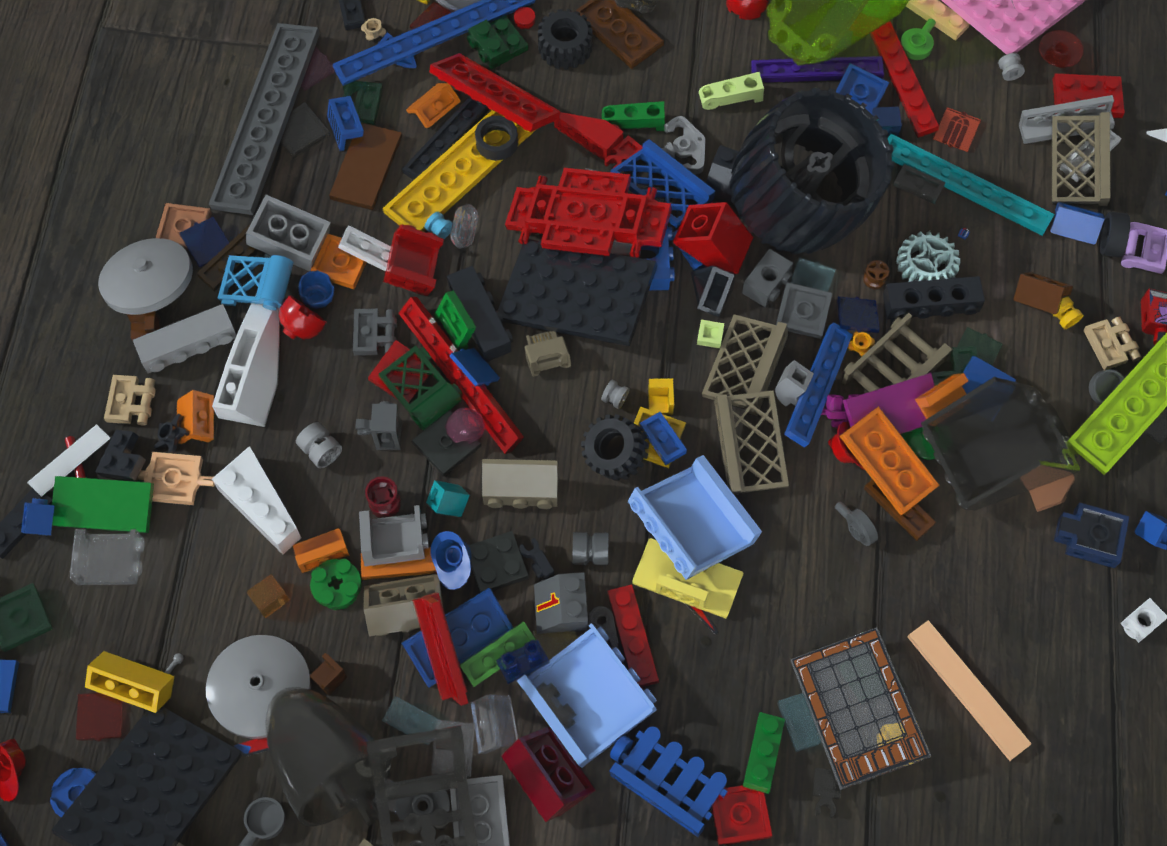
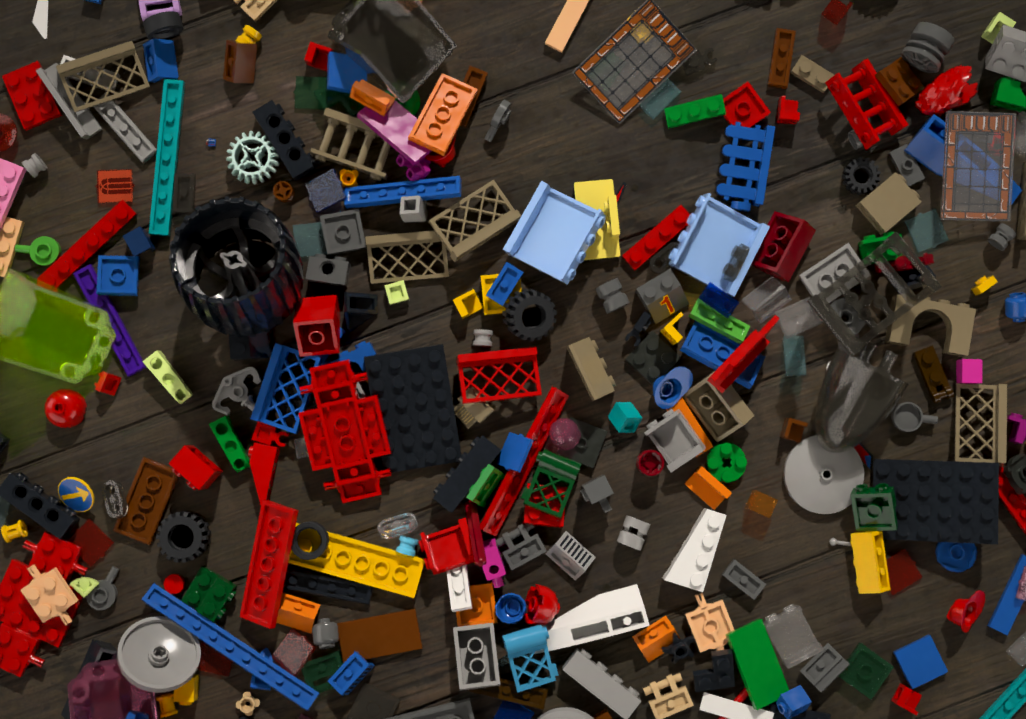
camera: 115 degrees left, 20 degrees up
(51, 573) = (824, 667): none -> dark grey plate
(185, 714) = (874, 507): none -> dark green plate
(199, 537) = (743, 579): none -> dark grey plate
(334, 376) = (570, 555): none -> light grey panel
(375, 291) = (494, 558): none -> dark pink torso
(397, 85) = (293, 652): none -> clear red piece
(397, 117) = (325, 634): none -> dark grey head
(407, 281) = (475, 533): none -> dark red axle
(514, 587) = (670, 332): none -> yellow panel
(584, 394) = (494, 358): none -> red fence
(626, 73) = (195, 467): none -> red brick
(753, 40) = (107, 383): none -> red tile
(1013, 162) = (126, 130): none -> light grey tile
(1019, 368) = (317, 56): none -> red panel

